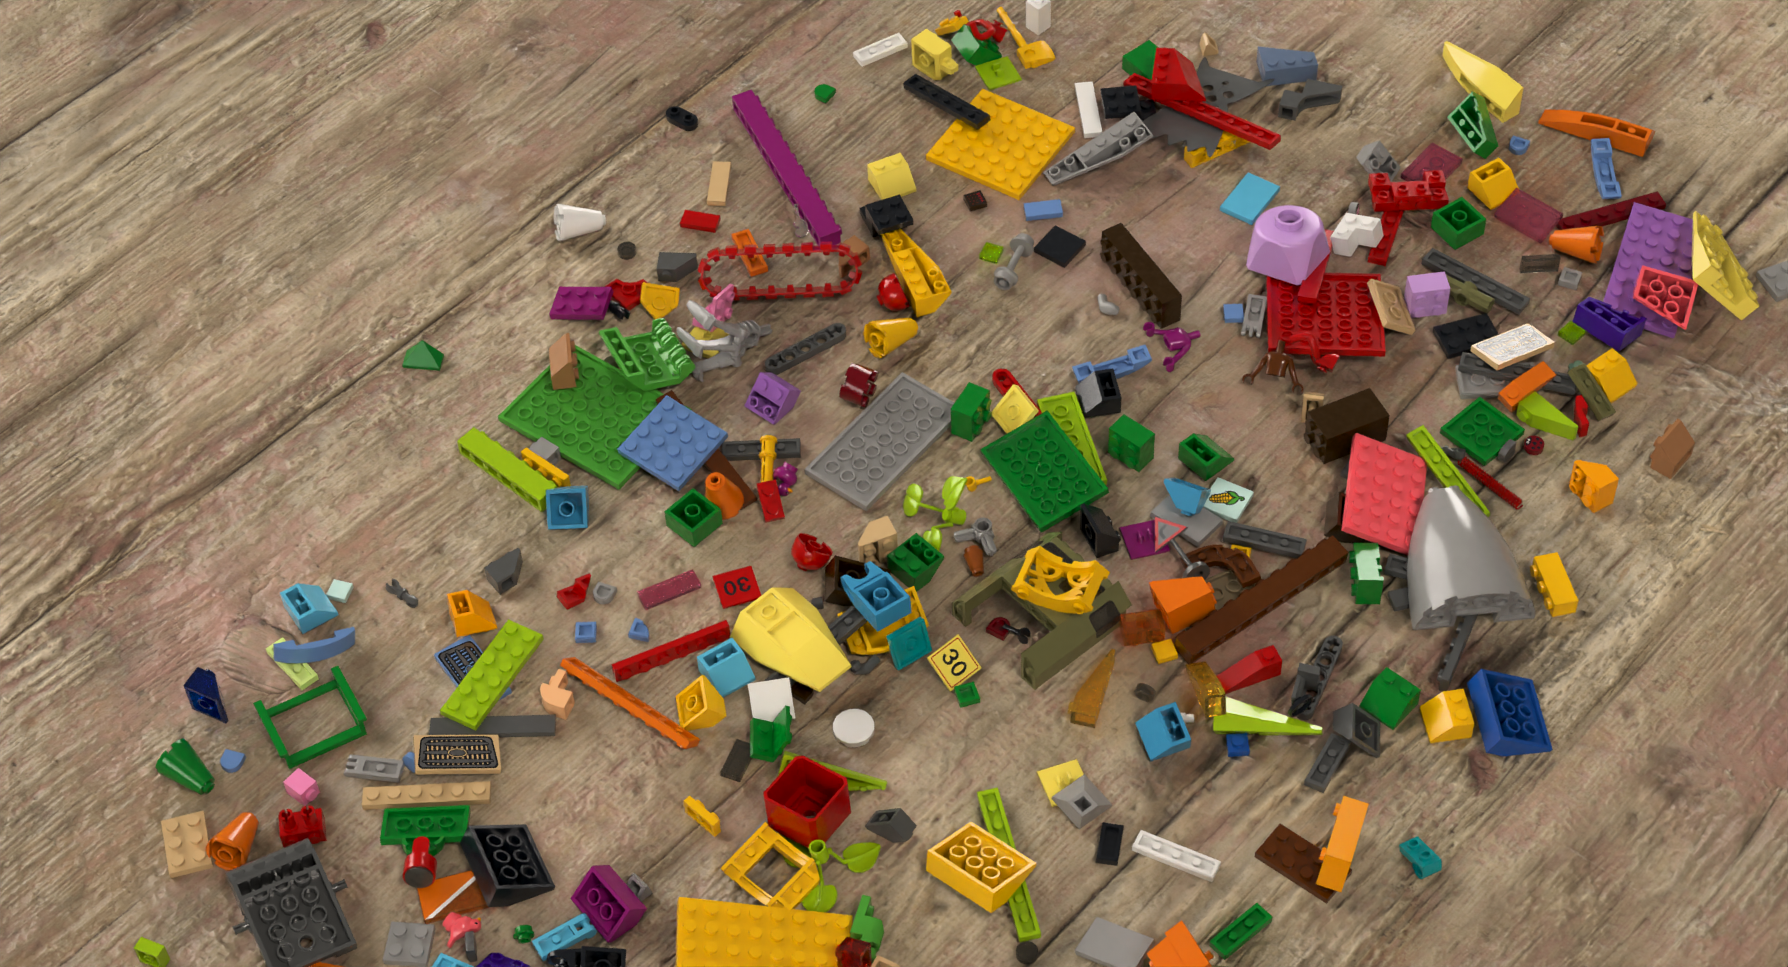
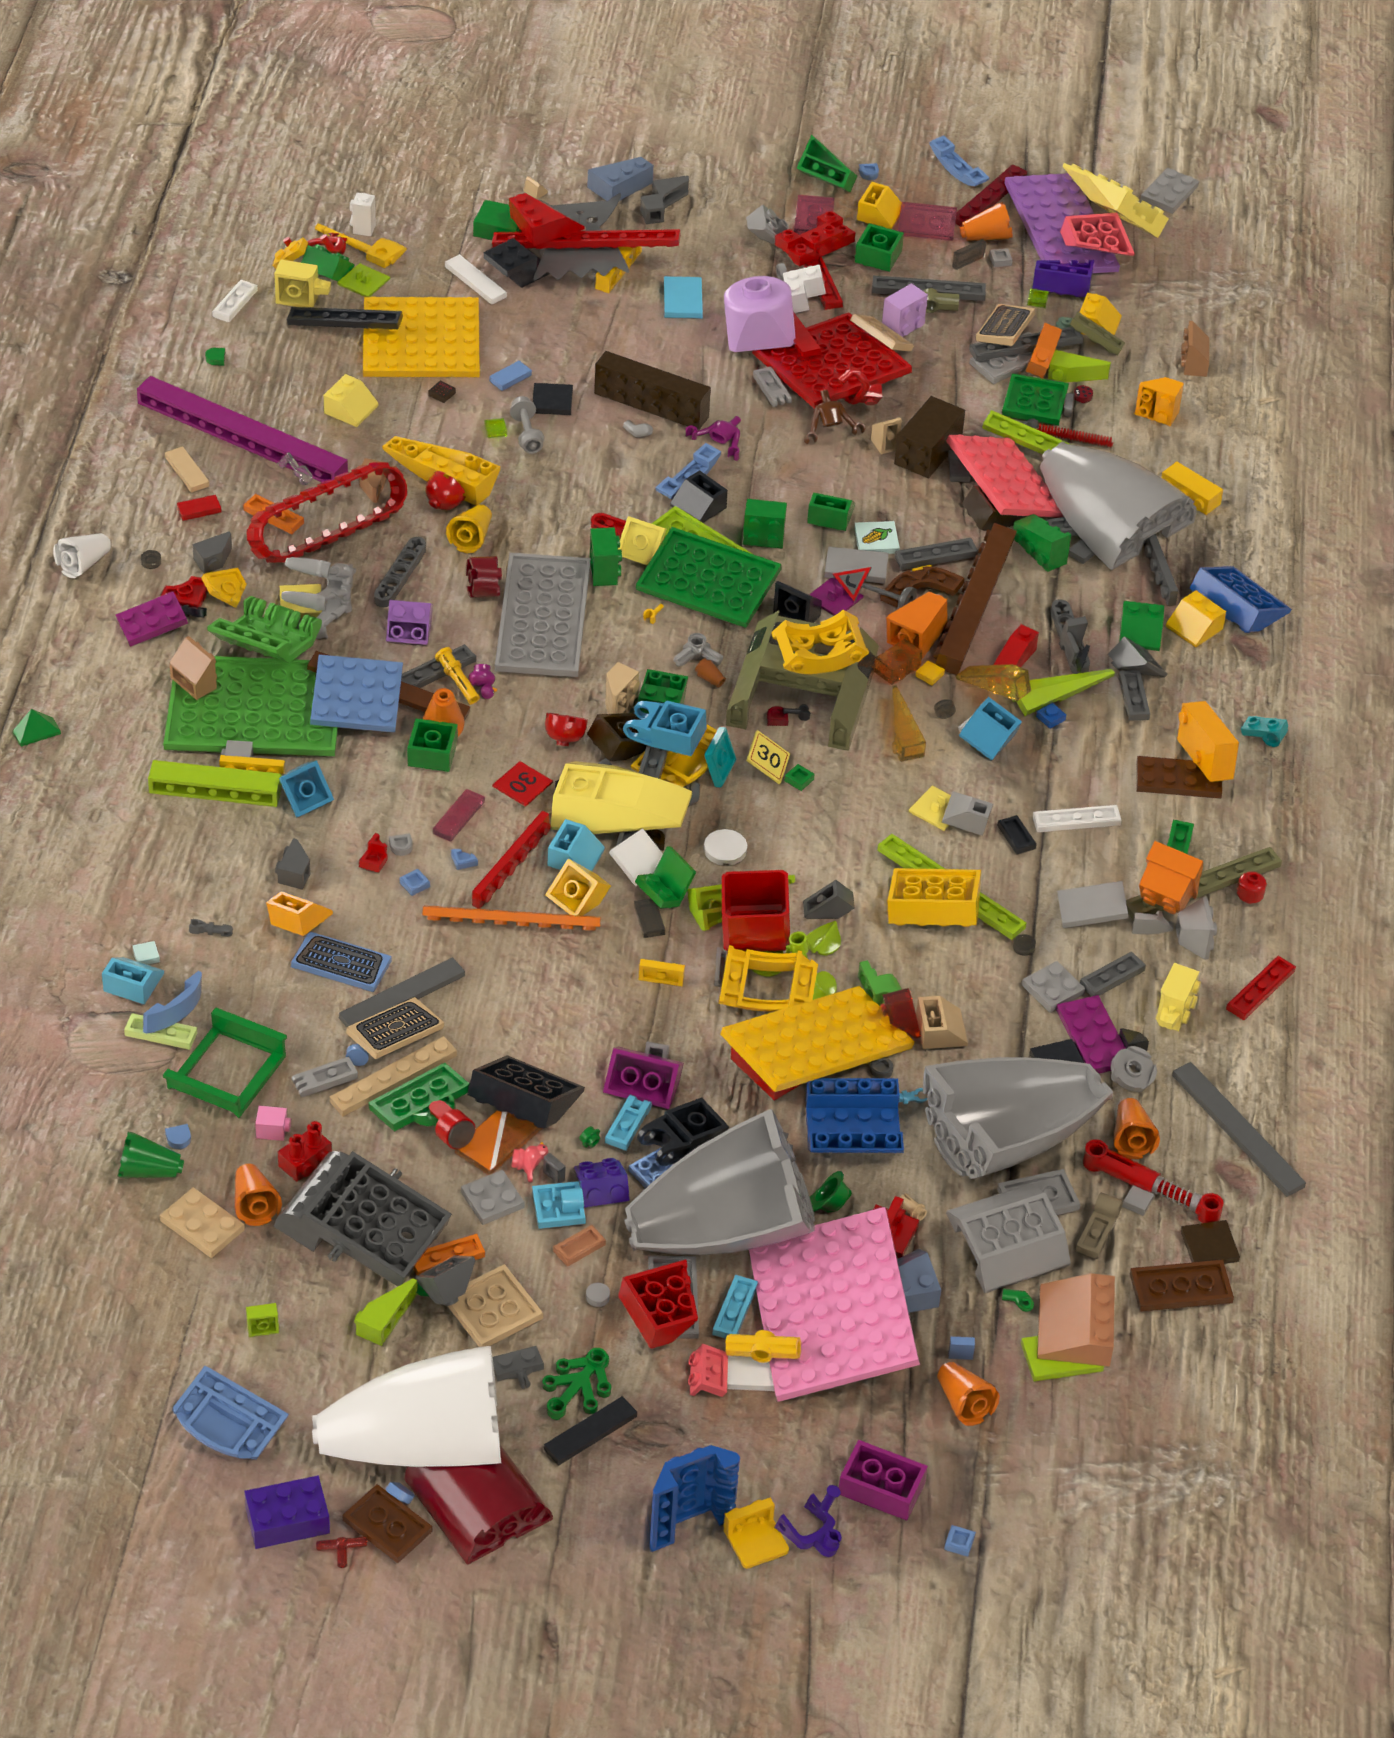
camera: 40 degrees left, 5 degrees down
(206, 695) = (112, 1090): clear blue slope -> none
(491, 675) = (365, 952): lime plate -> none
(555, 697) = (441, 944): light nougat brick -> none
(682, 118) = (97, 429): black plate -> none
(720, 306) = (290, 579): bright pink bracket -> none
(770, 501) = (487, 703): red plate -> none
(886, 215) = (378, 430): black bracket -> none
(952, 515) = (659, 616): lime plant -> none
(1103, 149) = (528, 301): light grey wedge -> none
(1186, 495) = (848, 544): dark azure slope -> none
(1233, 313) = (751, 392): medium blue tile -> none
(1463, 333) = (955, 333): black plate -> none
(1474, 74) = (796, 126): light yellow wedge -> none
(1580, 414) = (1099, 352): red slope -> none
(1590, 126) = (958, 129): orange wedge -> none

